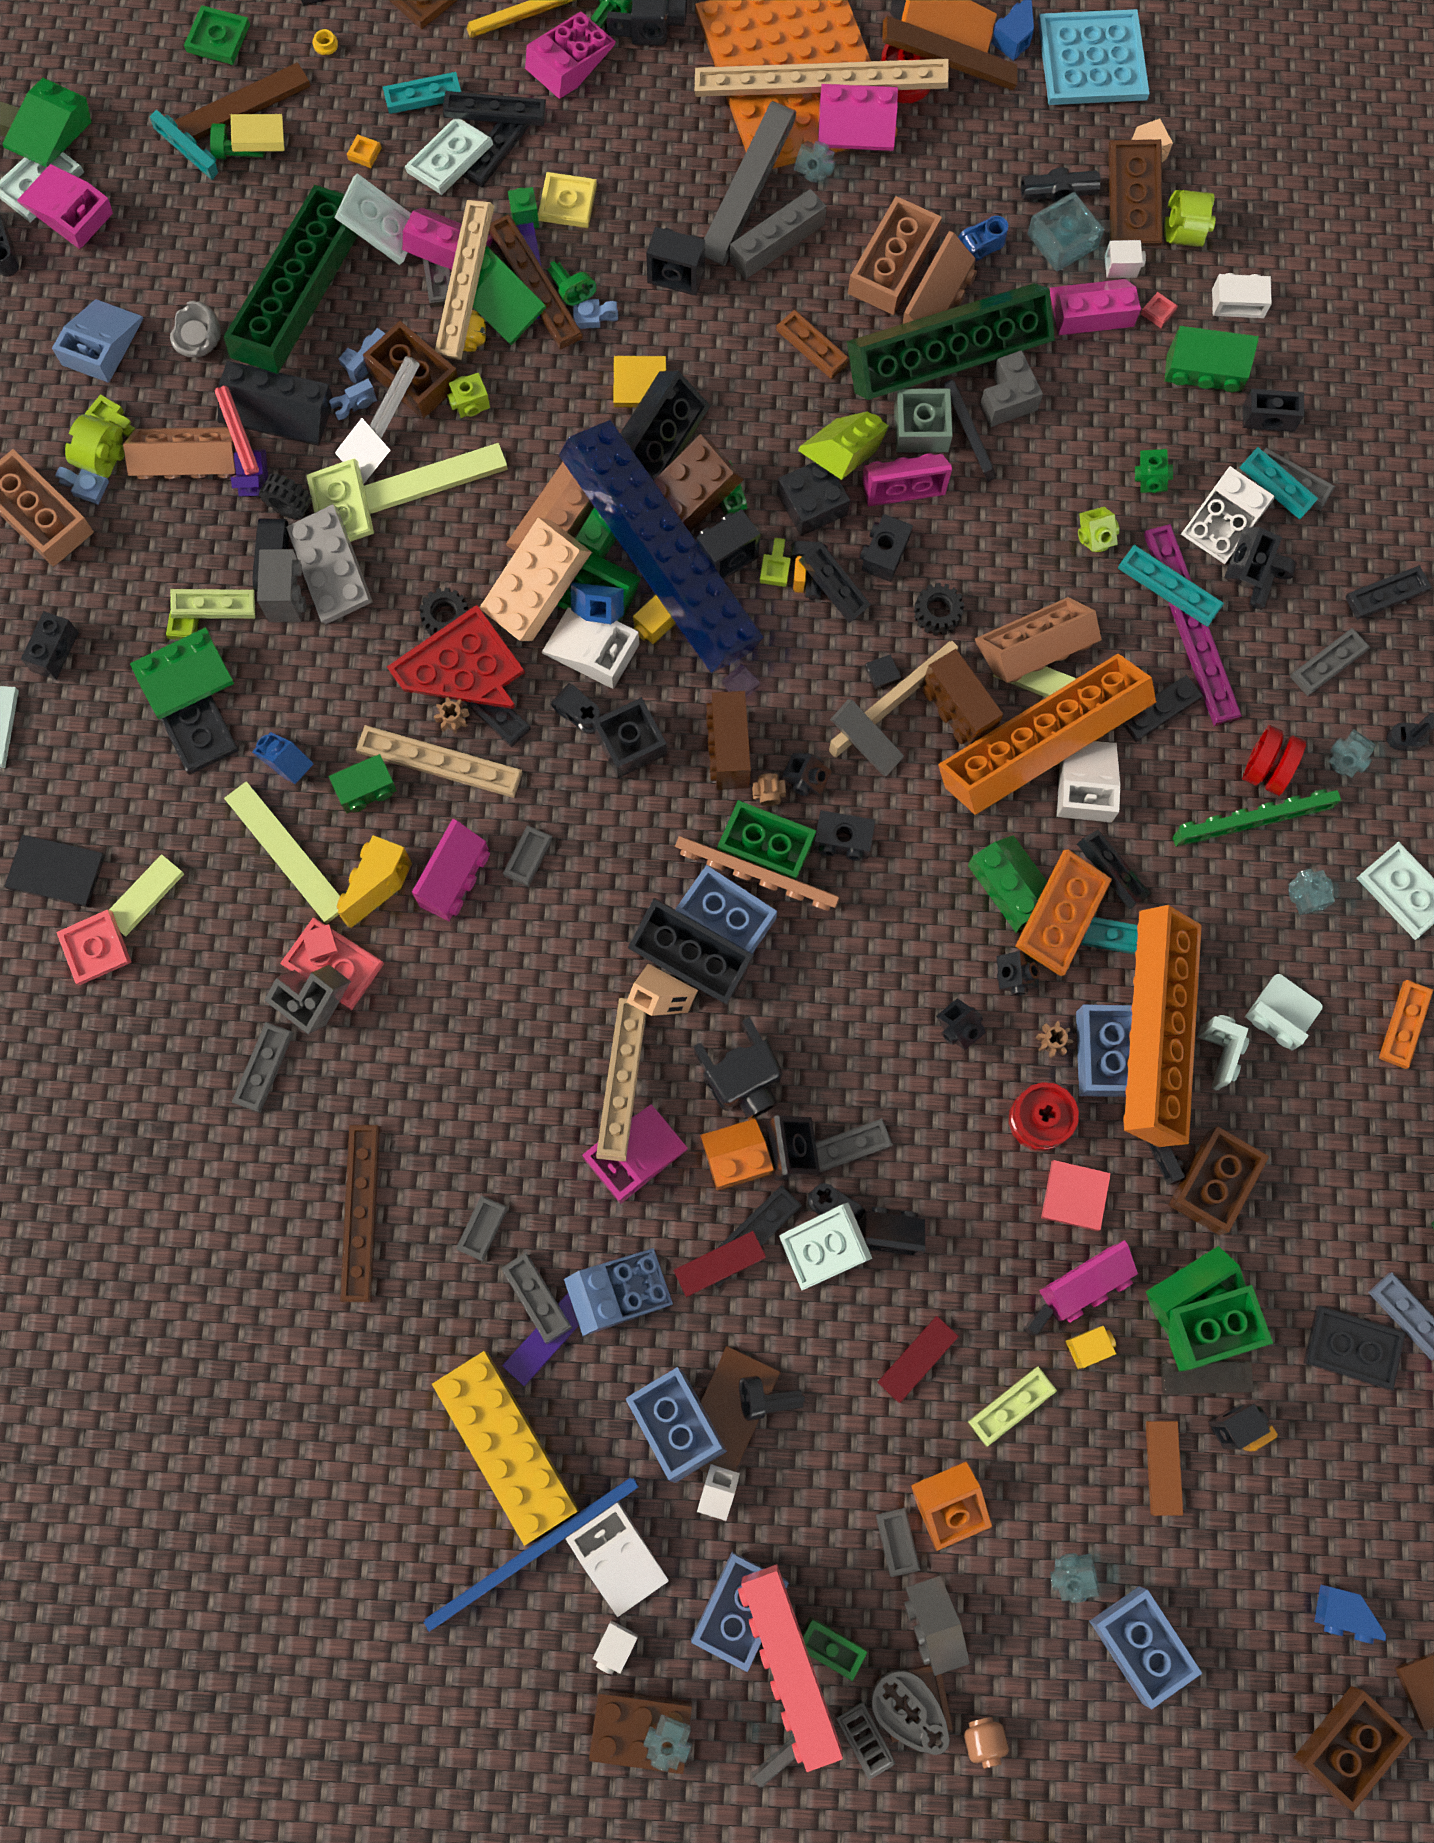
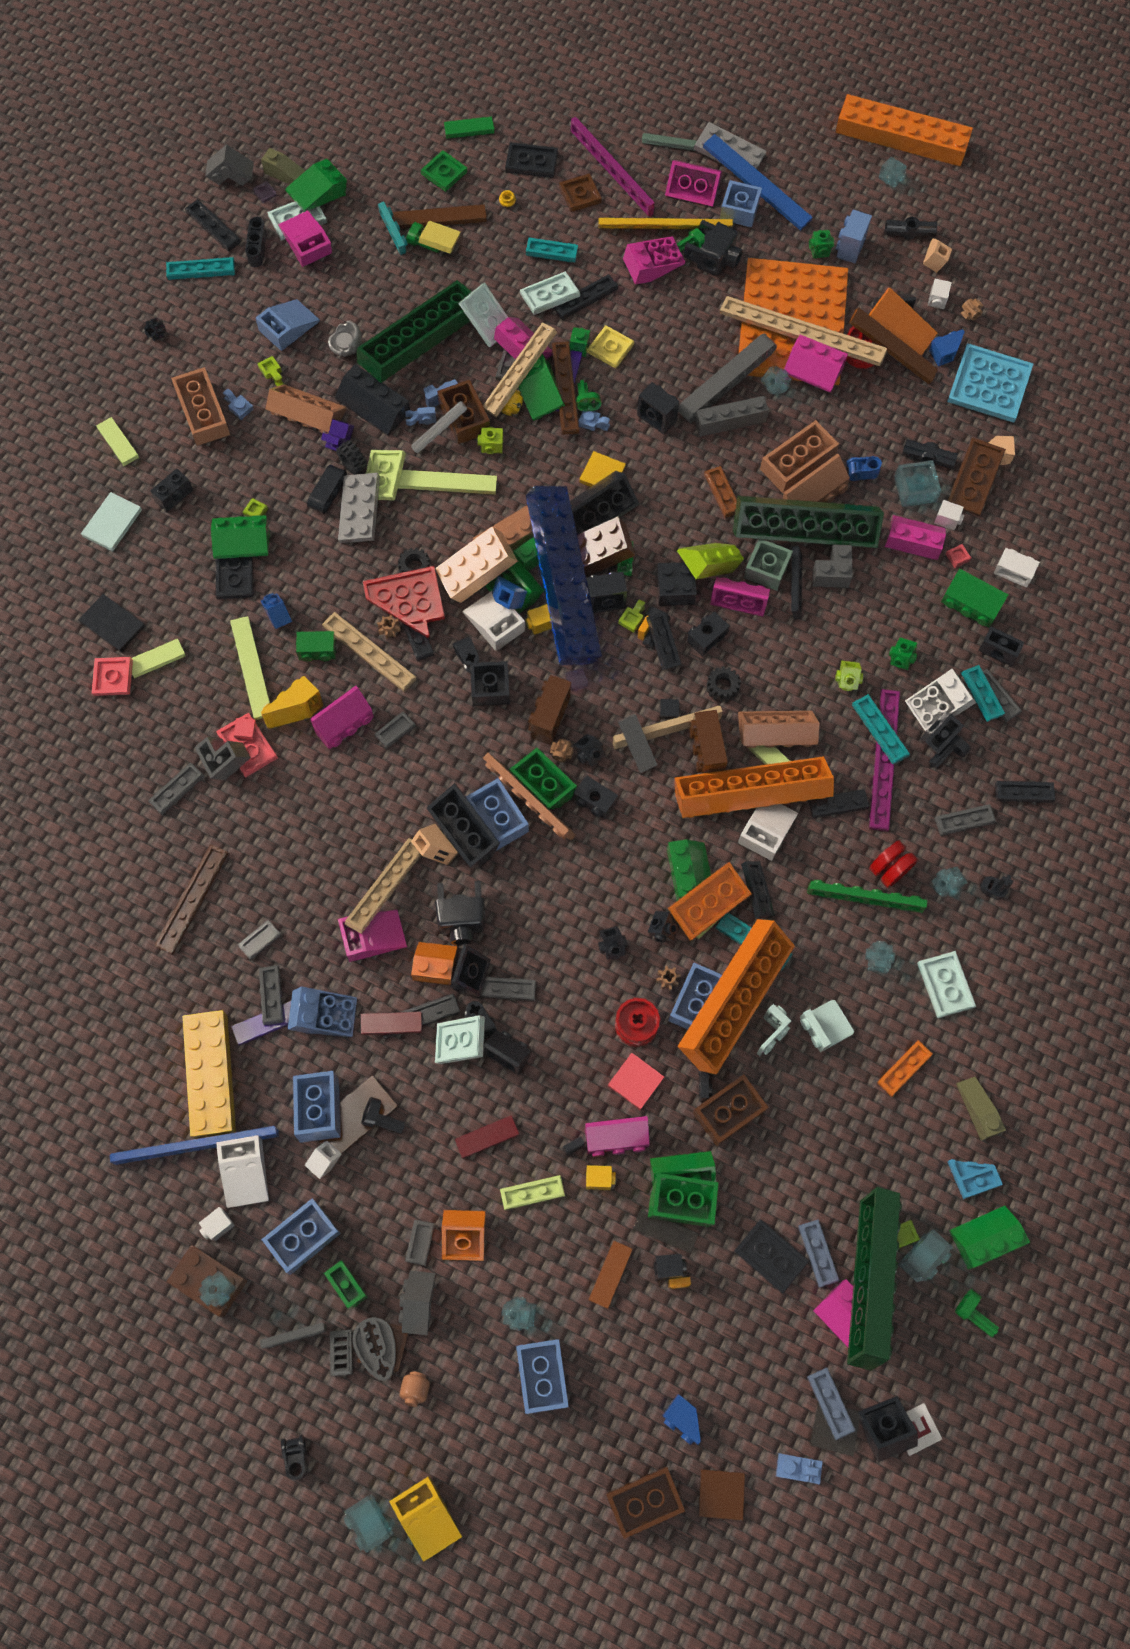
camera: 25 degrees right, 5 degrees down
(95, 445) = (253, 383): lime brick -> none
(212, 603) = (278, 504): yellowish green tile -> none
(236, 430) = (340, 406): coral axle -> none
(277, 586) = (320, 508): dark grey brick -> none
(364, 151) = (500, 271): light orange tile -> none
(365, 447) = (413, 447): white sticker -> none
(494, 108) = (591, 275): black tile -> none
(791, 1668) = (313, 1281): coral brick -> none
(1189, 218) = (1003, 505): lime brick -> none

